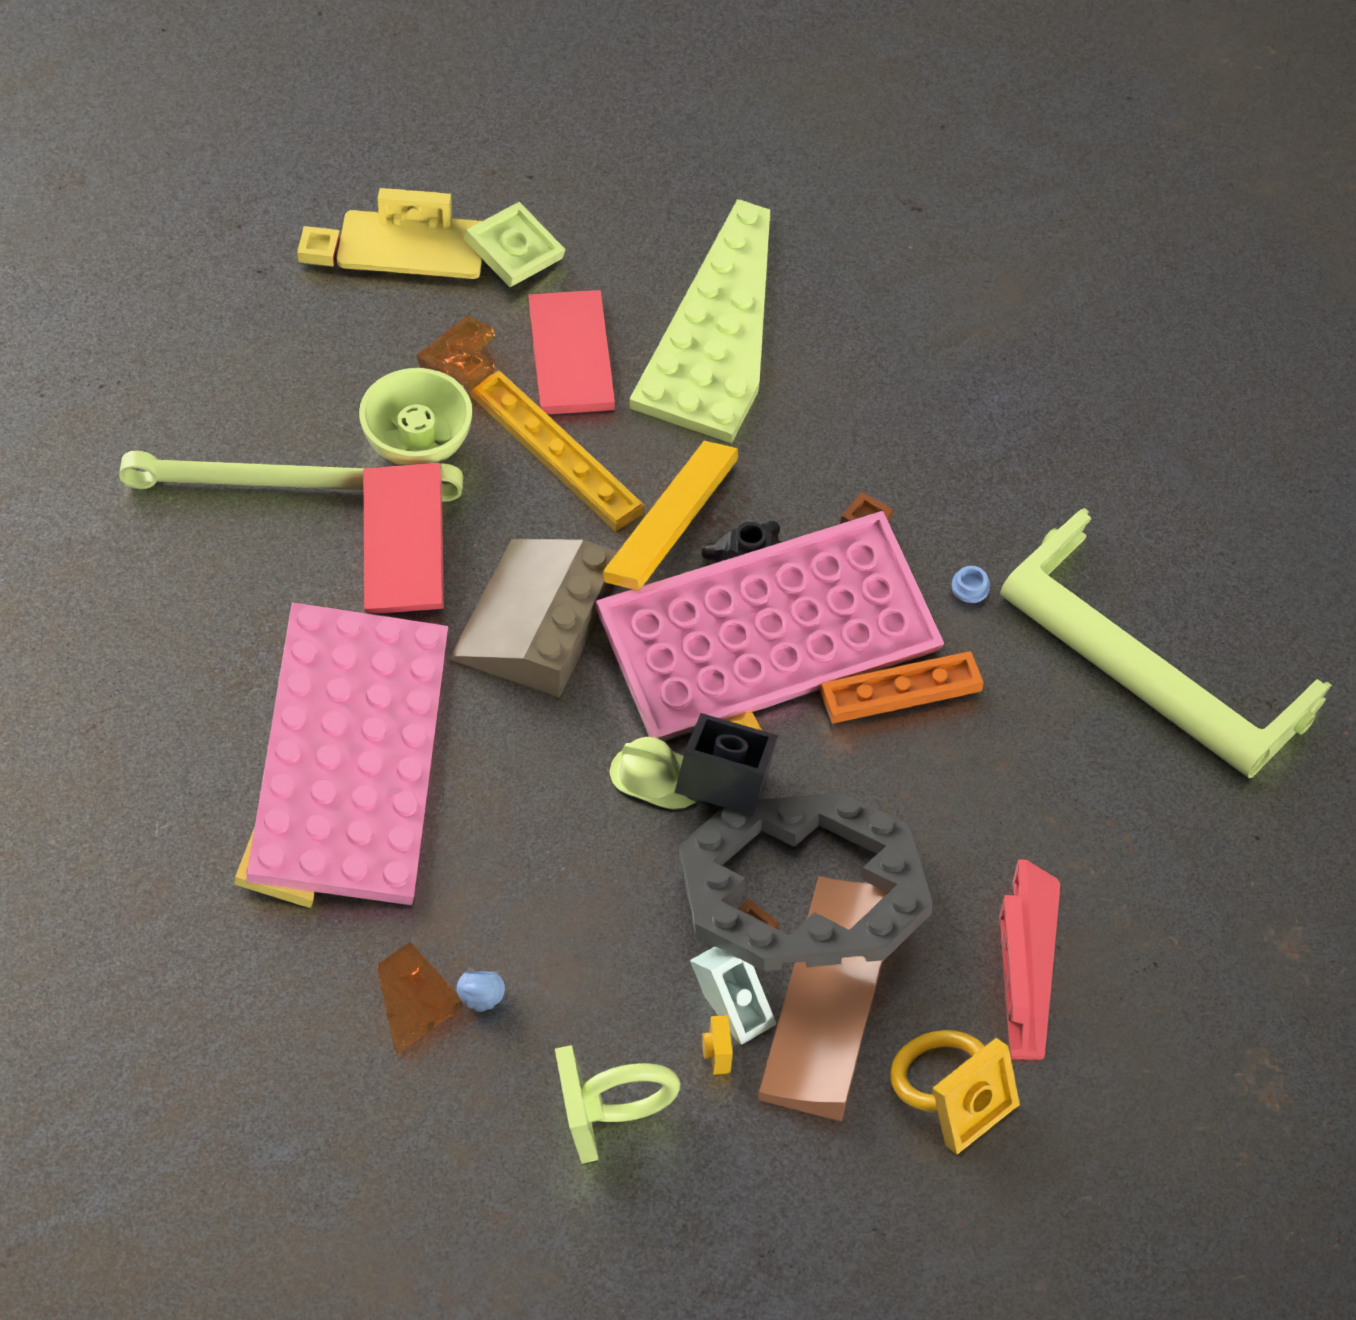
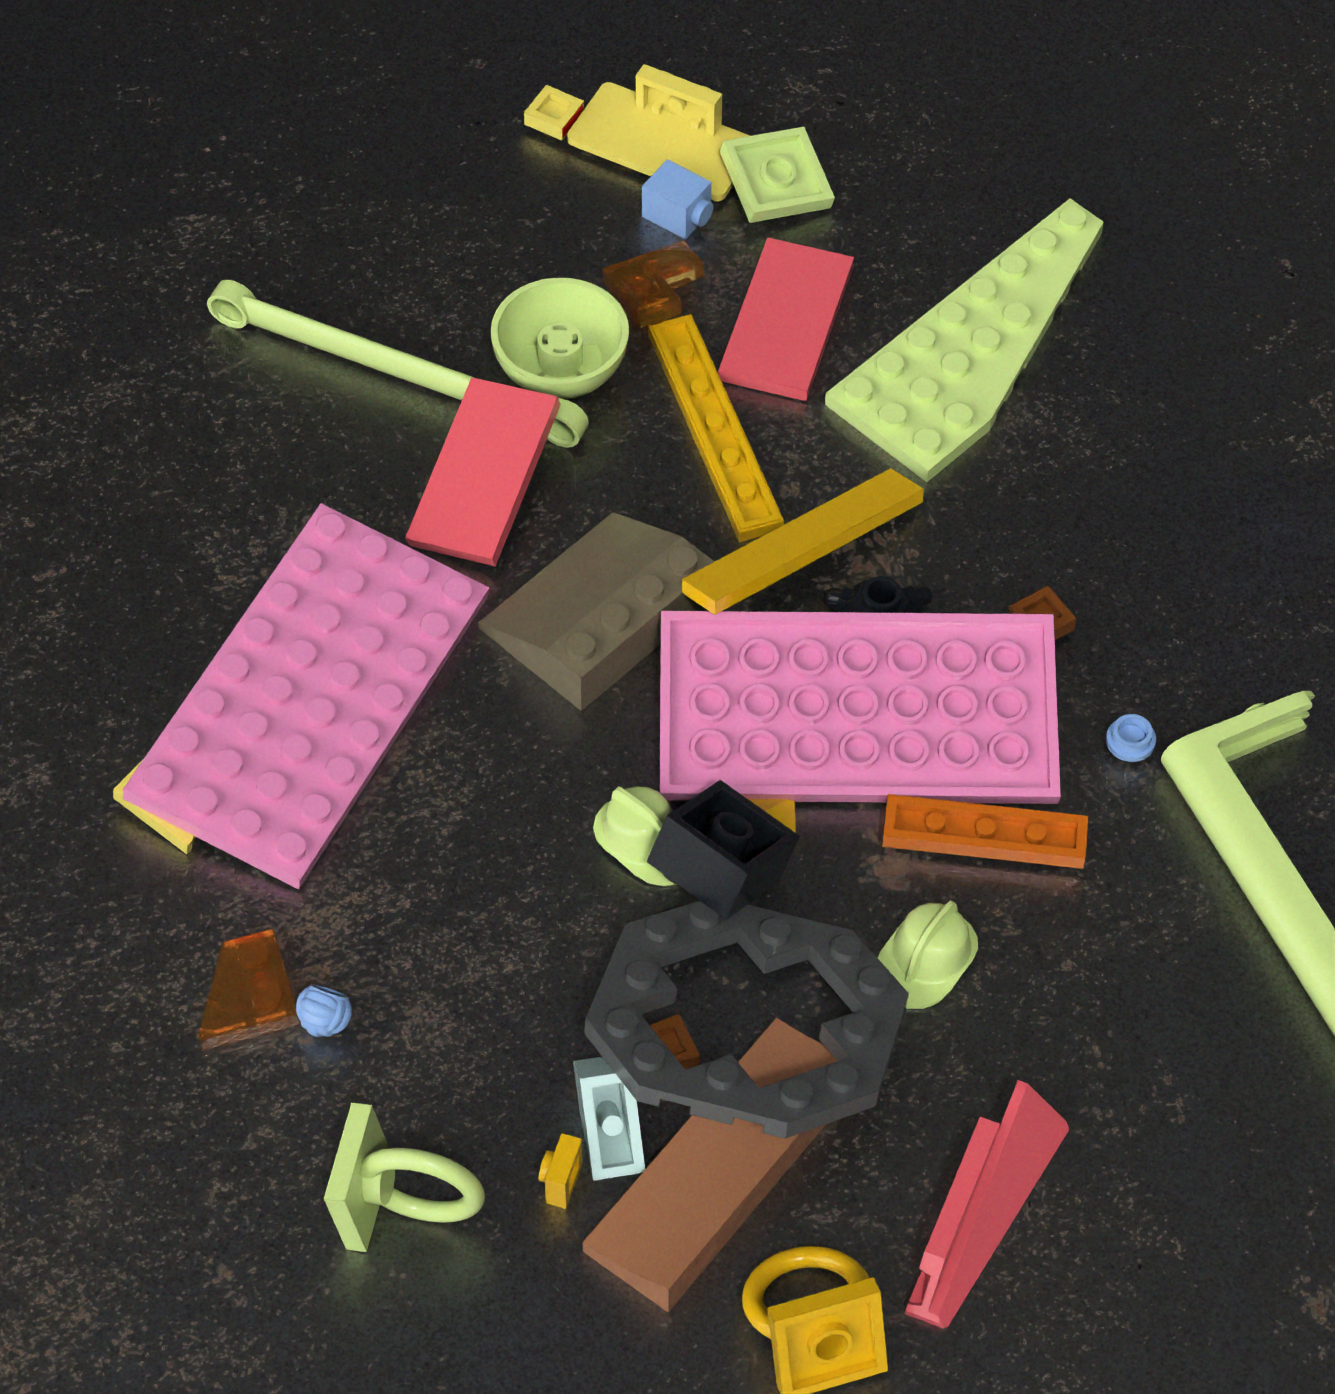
camera: 25 degrees right, 0 degrees up
(447, 285) = (677, 199): none -> light blue brick
(903, 787) = (930, 952): none -> yellowish green piece

